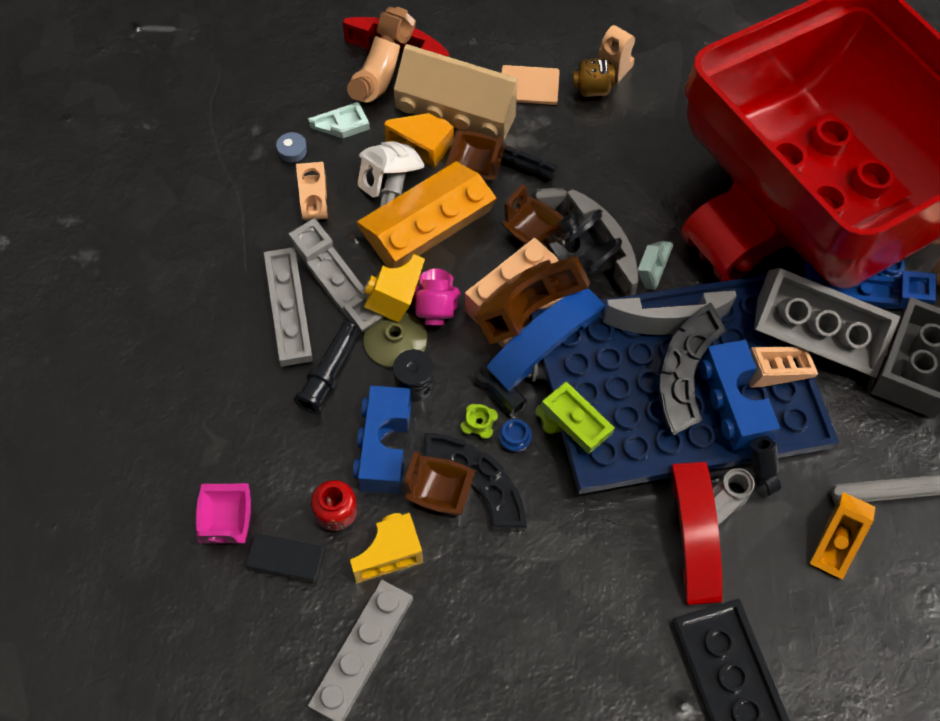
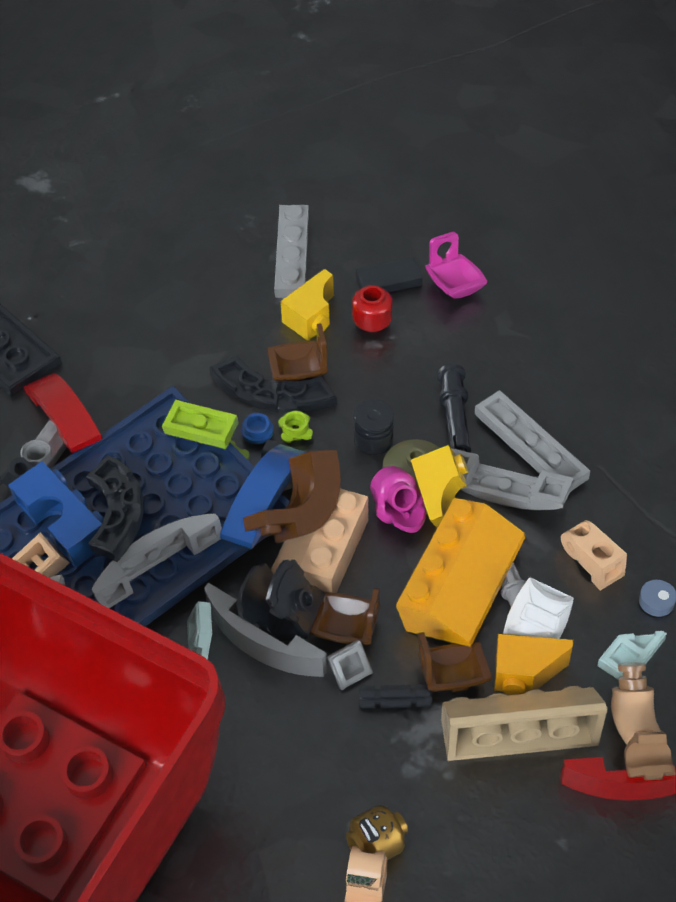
camera: 155 degrees right, 10 degrees down
(381, 467) = (359, 355): blue arch -> none
(535, 84) = (452, 799): light nougat slope -> none

